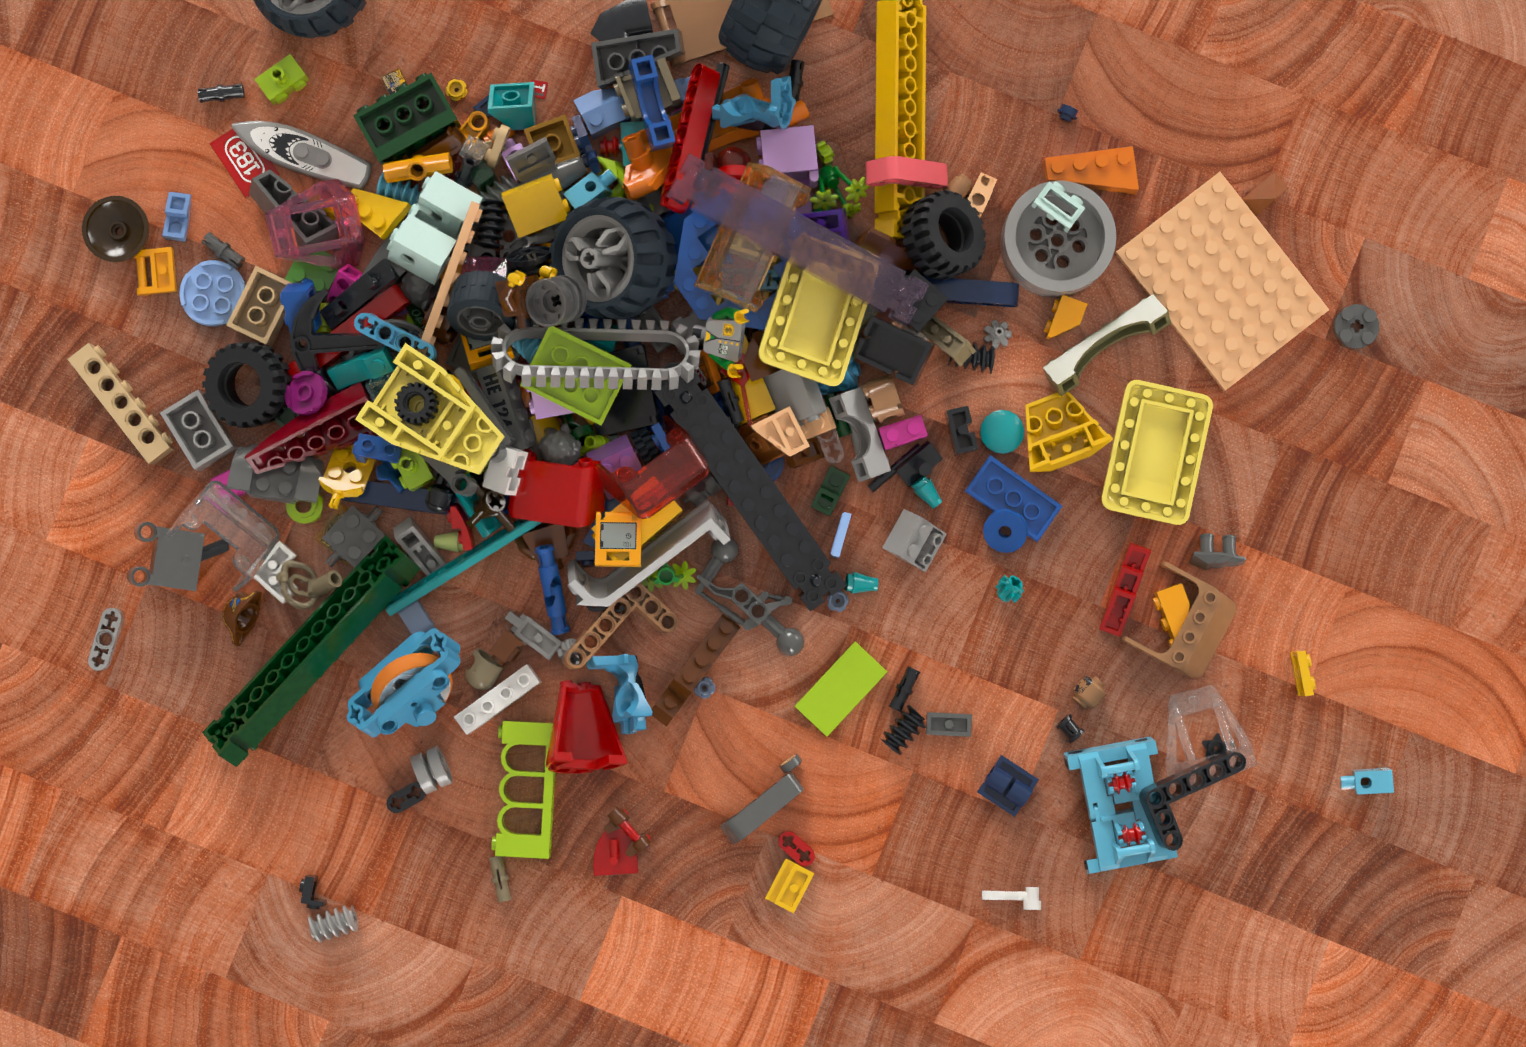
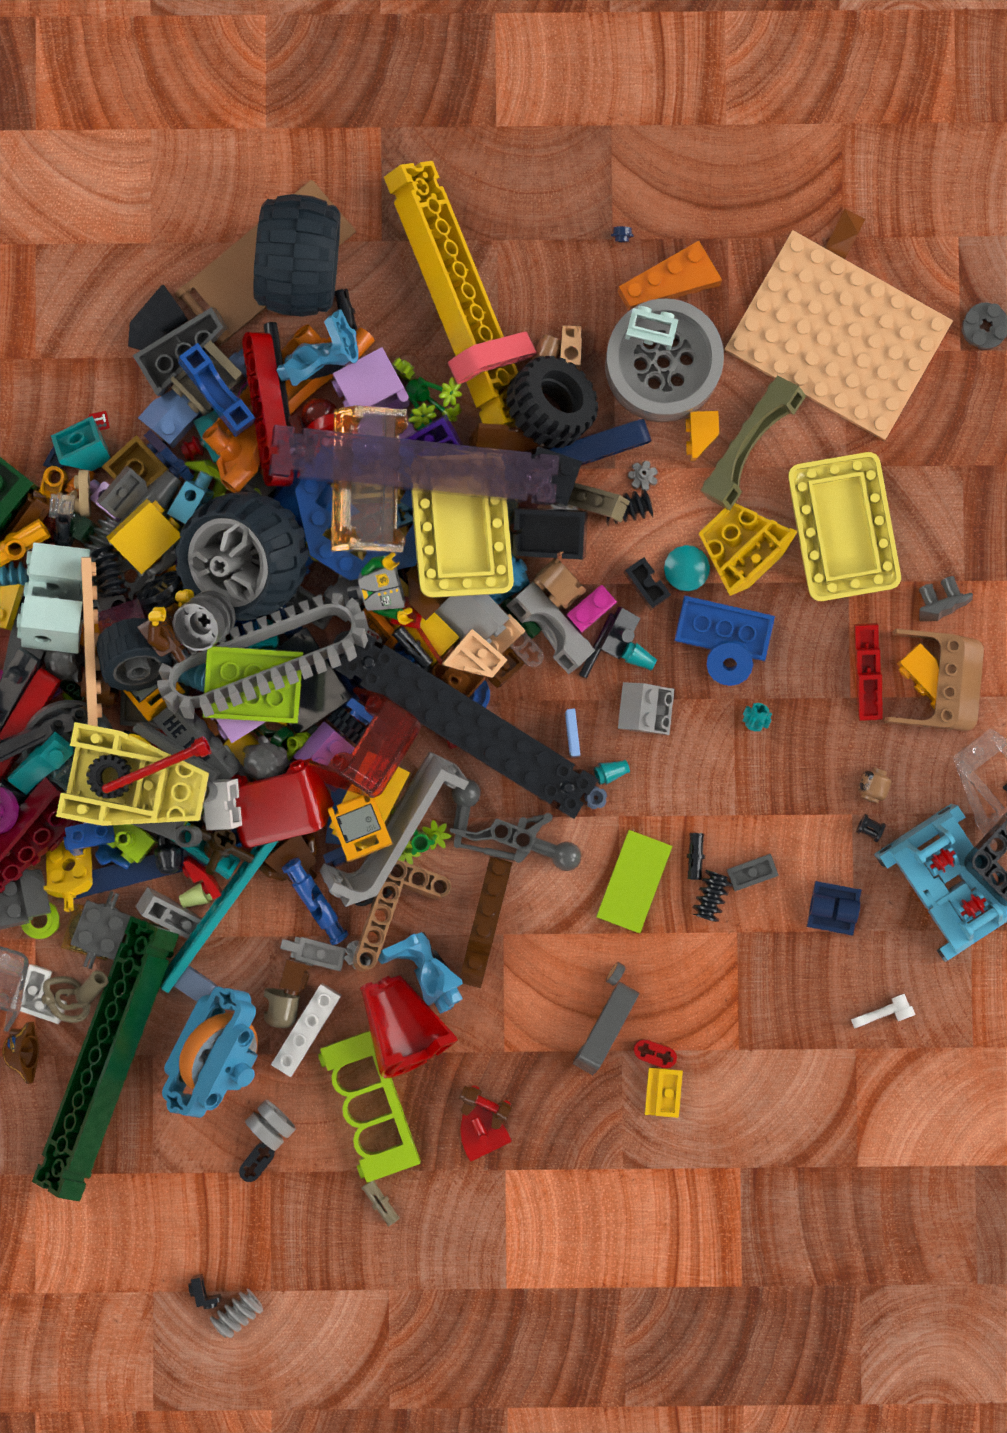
camera: 25 degrees left, 0 degrees up
(396, 334) = (61, 717): dark azure beam -> none
(450, 89) = (17, 448): yellow plate -> none
(504, 411) = (198, 748): none -> red piece
(703, 489) = (421, 744): dark grey wheel -> none
(709, 690) = (508, 934): sand blue plate -> none
(830, 490) = (545, 693): dark green slope -> none

